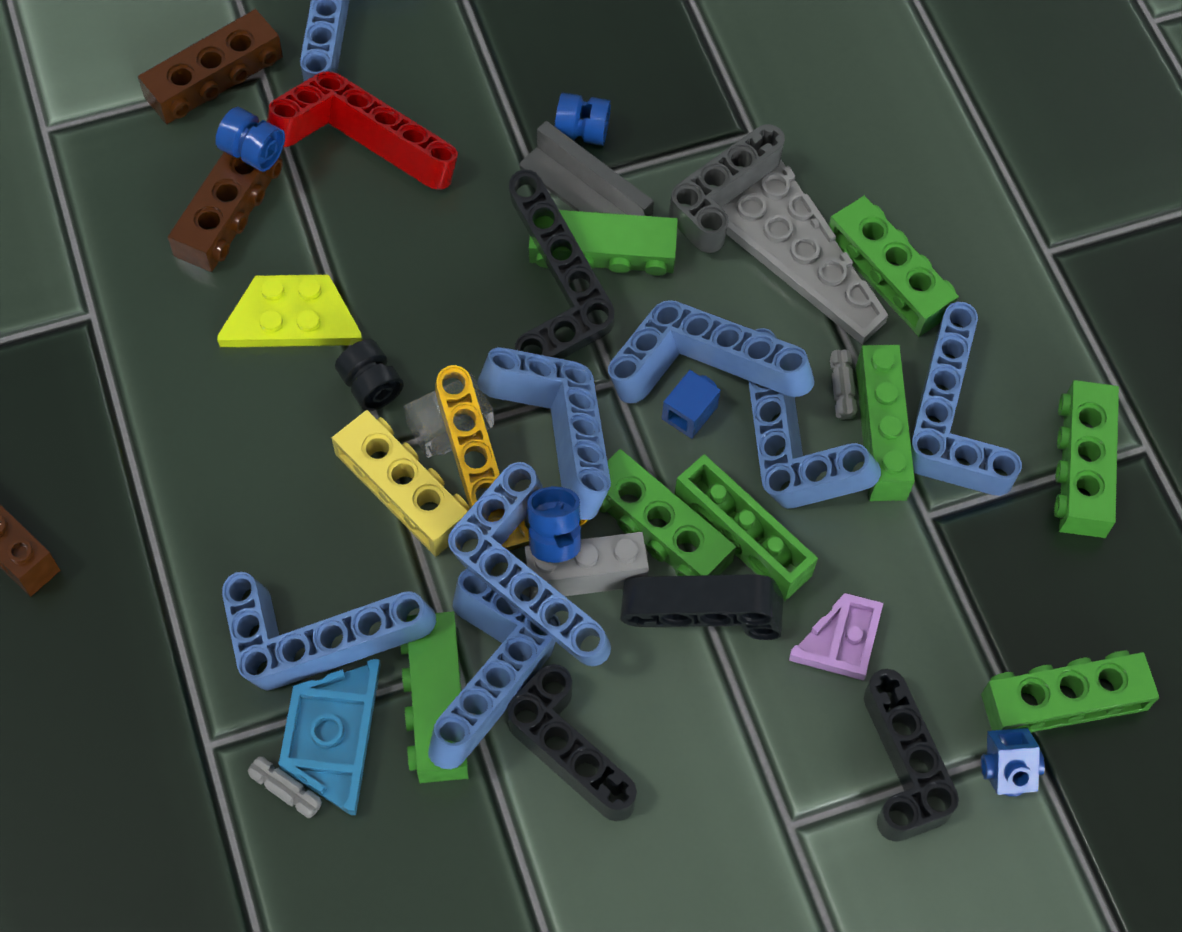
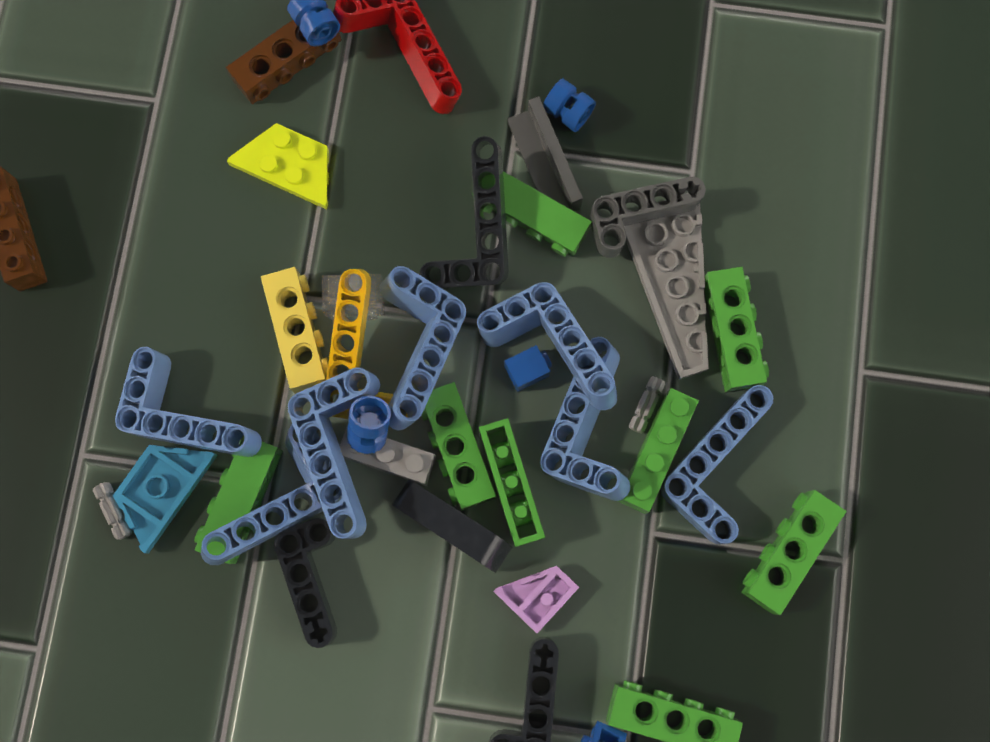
camera: 30 degrees right, 15 degrees up
(365, 371) = (313, 236): black wheel -> none

